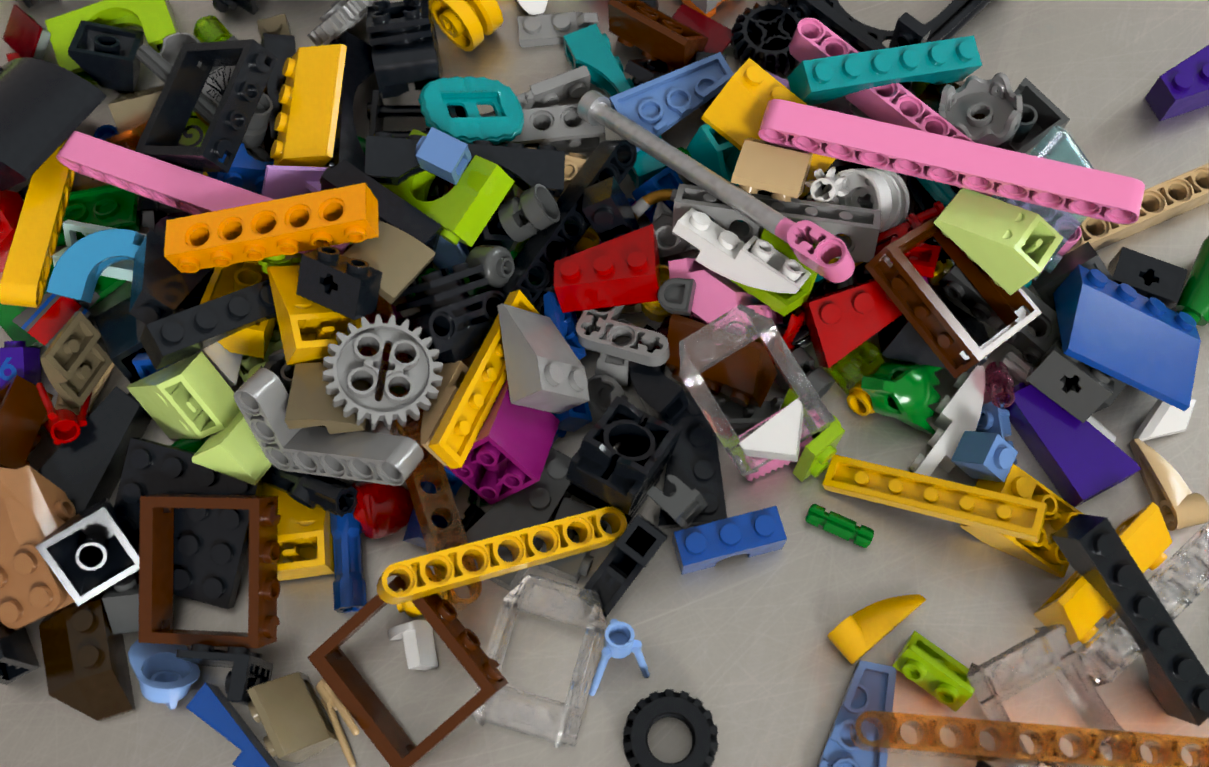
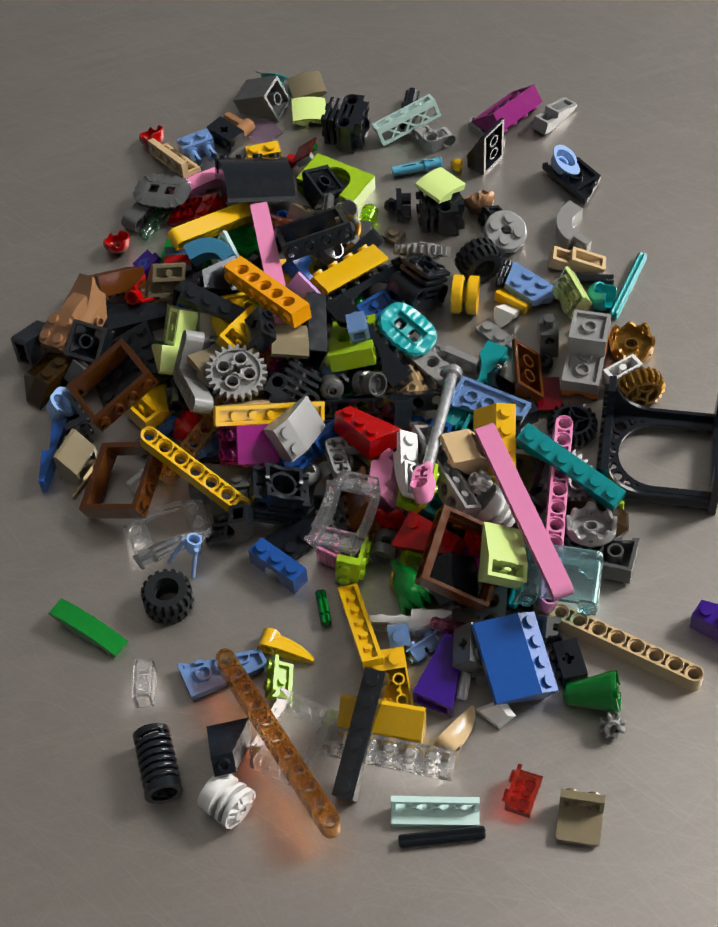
camera: 55 degrees right, 15 degrees down
(393, 114) = (375, 303): none -> blue bracket
(677, 295) = (372, 460): dark grey tile -> none
(681, 505) = (273, 528): dark grey hinge -> none
(777, 437) = (330, 533): white slope -> none

